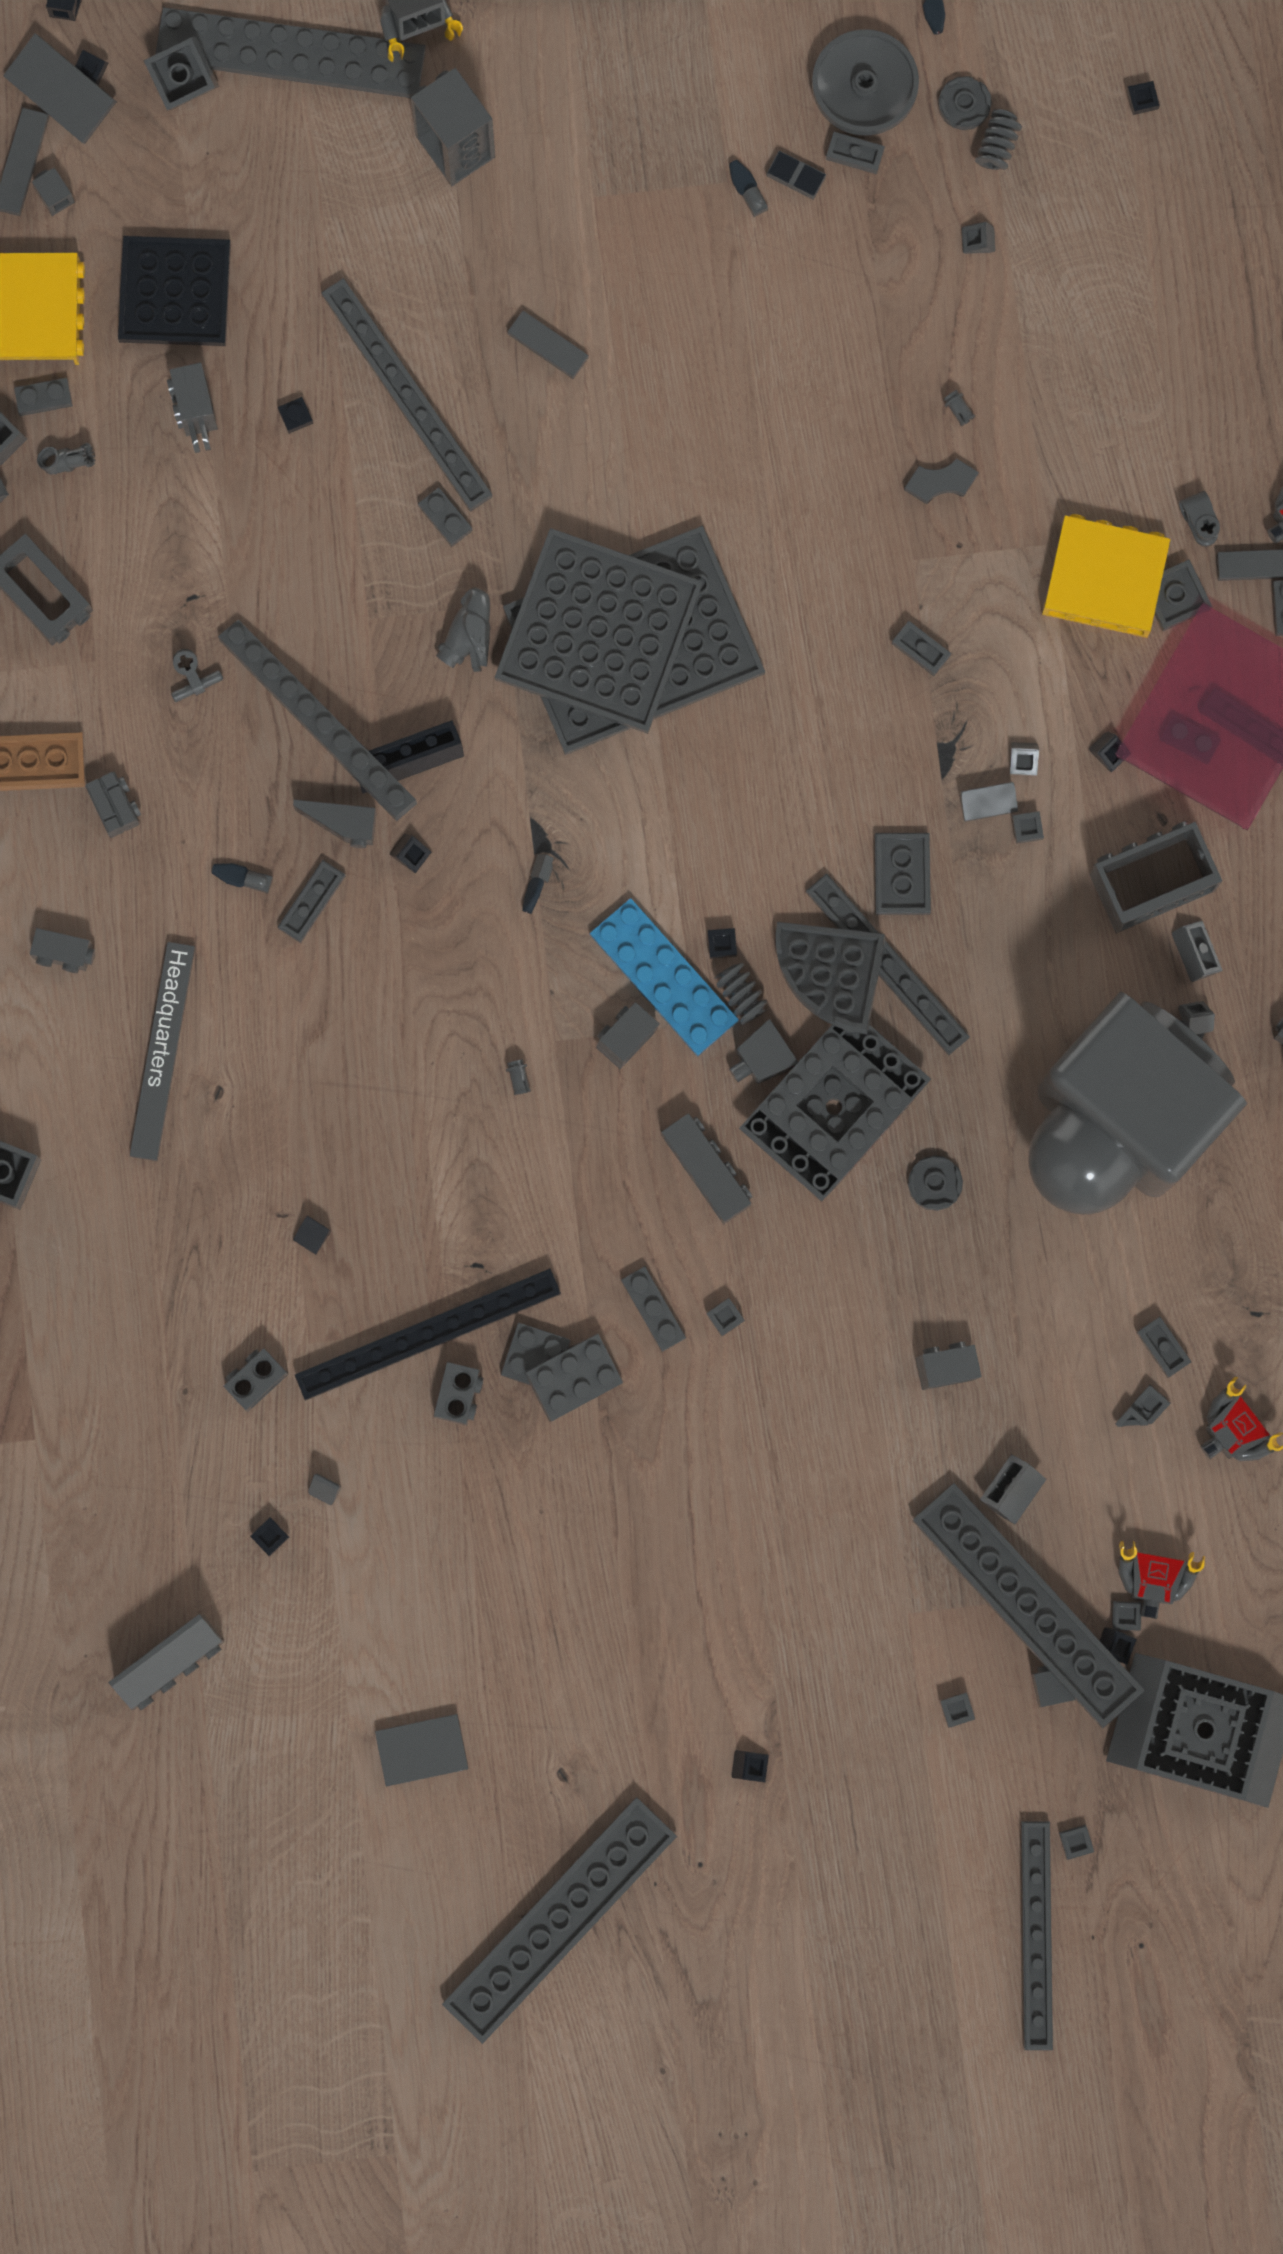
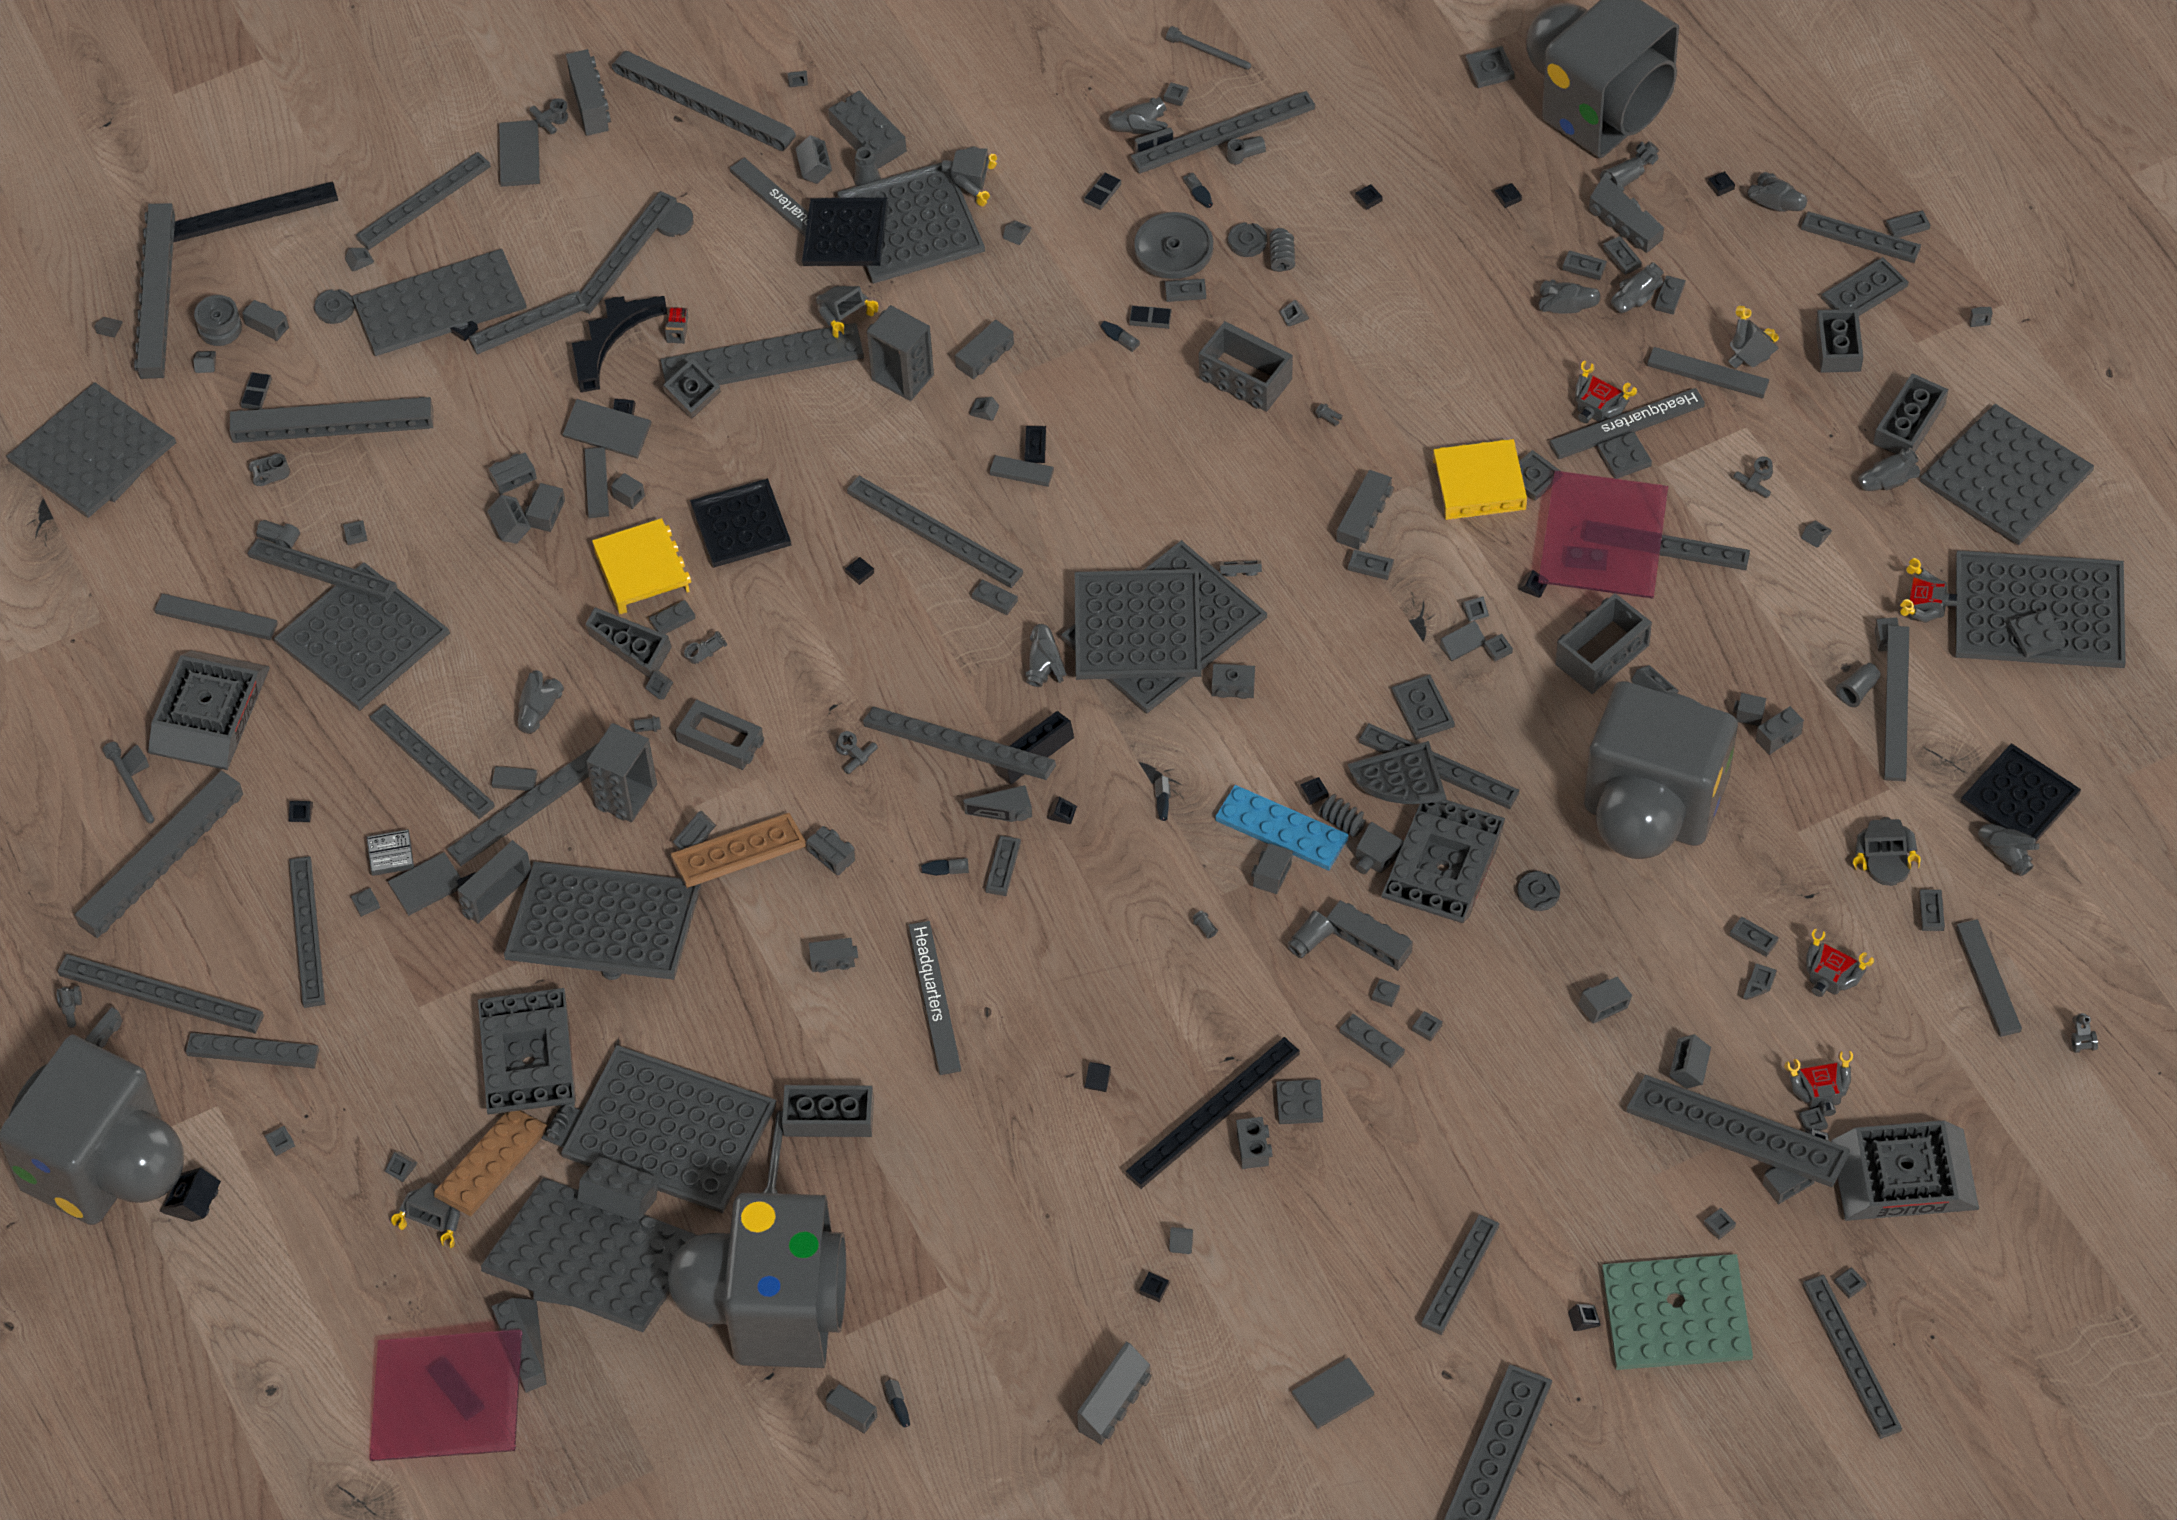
camera: 15 degrees left, 25 degrees down
(194, 405) = (784, 580): dark grey brick -> none
(259, 1384) = (1101, 1186): dark grey brick -> none
(538, 234) = (985, 408): none -> dark grey slope
(569, 148) = (984, 349): none -> dark grey brick
(573, 1377) = (1334, 1101): dark grey plate -> none
(578, 313) = (1035, 444): none -> black plate
(629, 1658) = (1460, 1274): none -> dark grey plate
(635, 1142) = (1310, 934): none -> dark grey plant
(685, 753) = (1233, 681): none -> dark grey brick
(696, 1251) = (1385, 992): none -> dark grey plate
(760, 591) = (1250, 568): none -> dark grey plate
(874, 1837) = (1655, 1334): none -> sand green plate
(900, 285) = (1253, 352): none -> dark grey hose
(945, 566) = (1364, 509): none -> dark grey brick
(955, 479) = (1343, 459): dark grey tile -> none
(1199, 514) = (1528, 424): dark grey piece -> none

